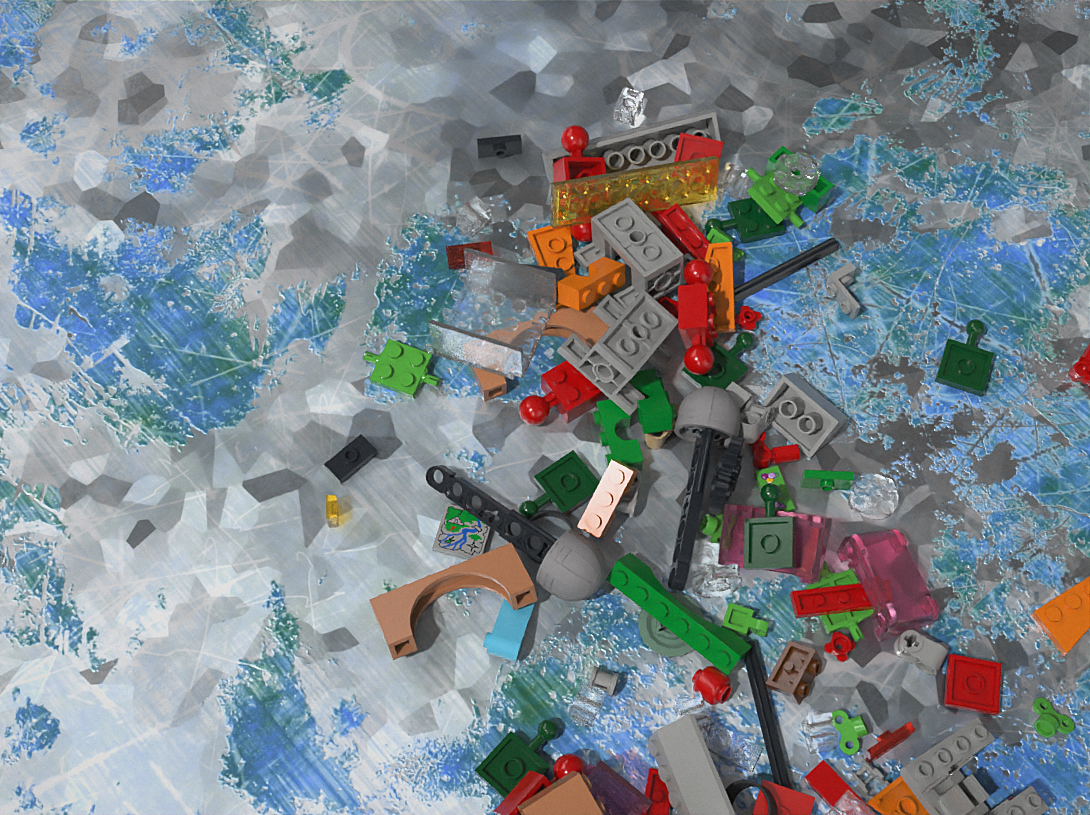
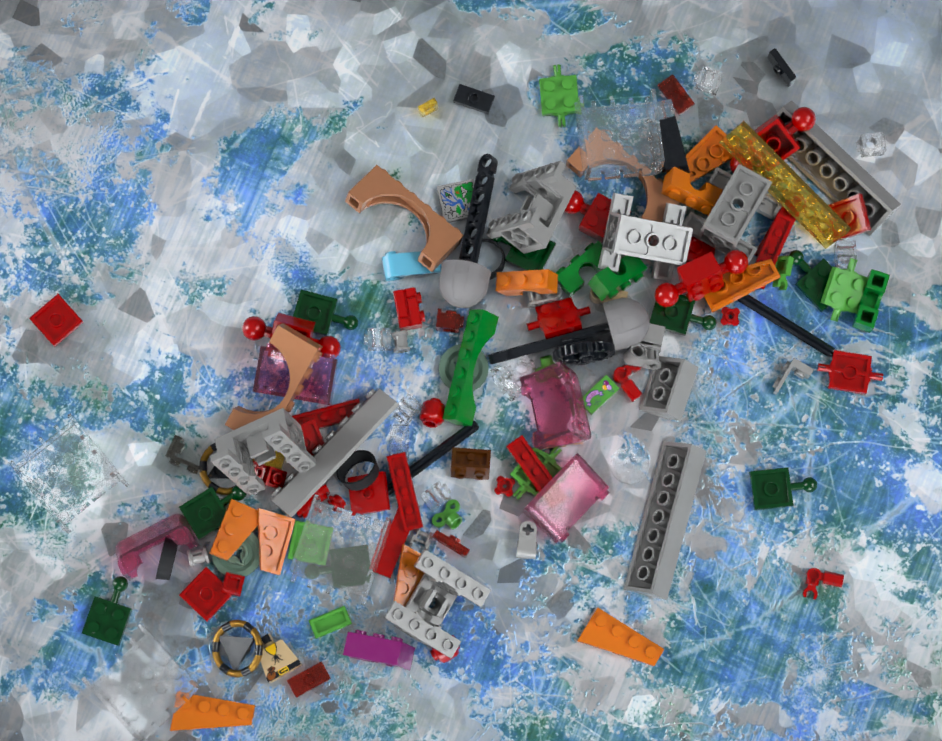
camera: 65 degrees right, 15 degrees up
(531, 436) = (538, 216): none -> light grey piece
(567, 651) = (407, 309): none -> red brick
(605, 612) = (449, 321): none -> clear red brick
(664, 489) = (558, 318): none -> red plate
(740, 620) = (489, 412): bright green plate -> none
(772, 539) = (553, 403): dark green plate -> none
(792, 183) = (857, 302): clear plate -> none
(799, 766) = (404, 491): none -> red tile
(827, 480) = (624, 427): green plate -> none
(865, 235) = (850, 372): none -> red plate
(957, 490) = (665, 519): none -> light grey slope
(972, 684) = (522, 584): red plate -> none
(1049, 720) = (523, 646): bright green piece -> none

